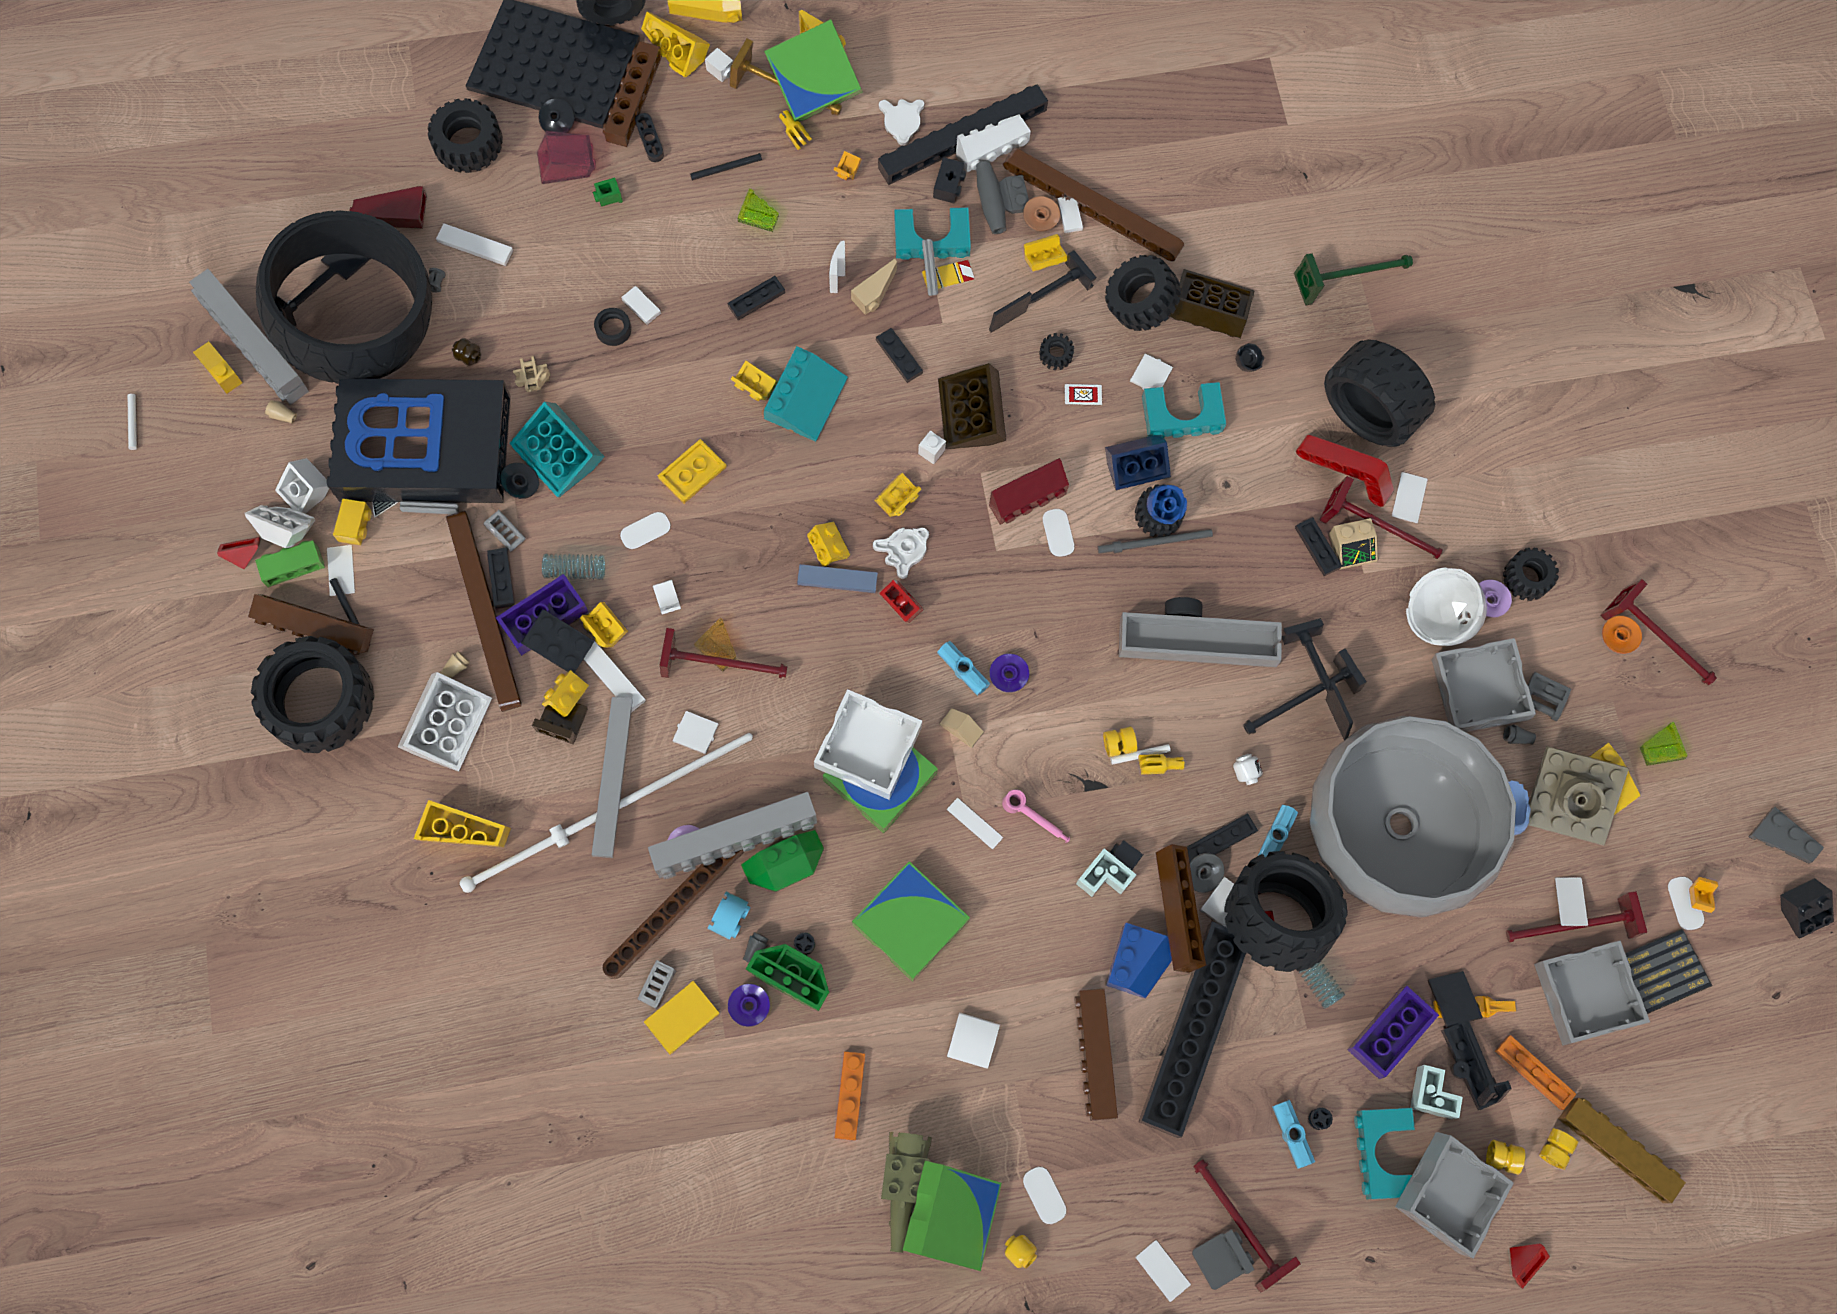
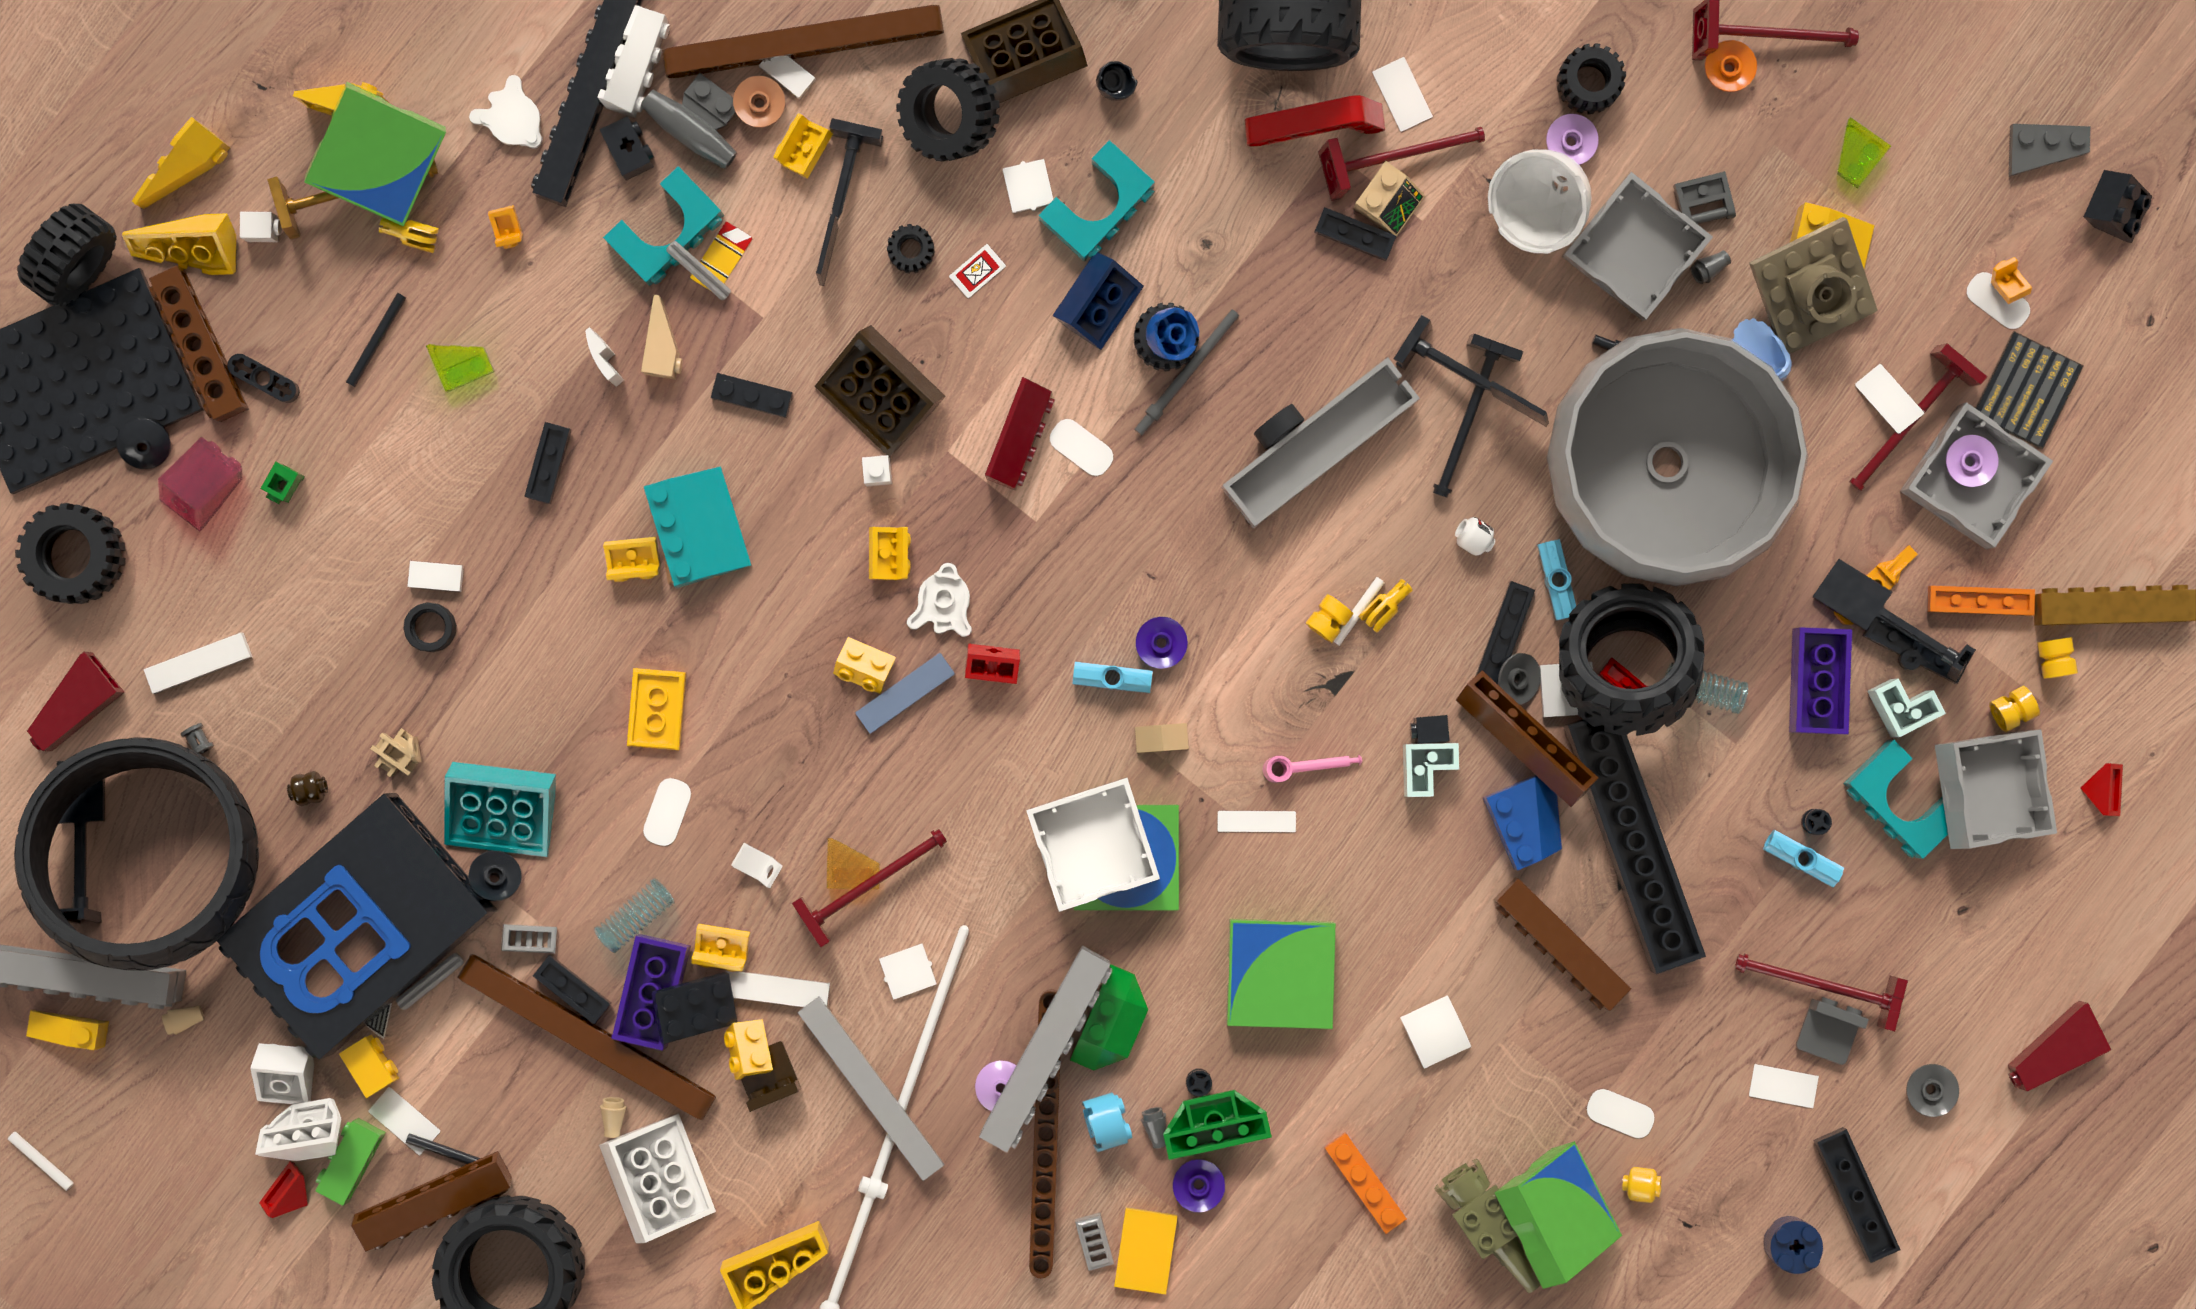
camera: 35 degrees left, 15 degrees up
(1605, 980) = (1983, 456): none -> lavender dish

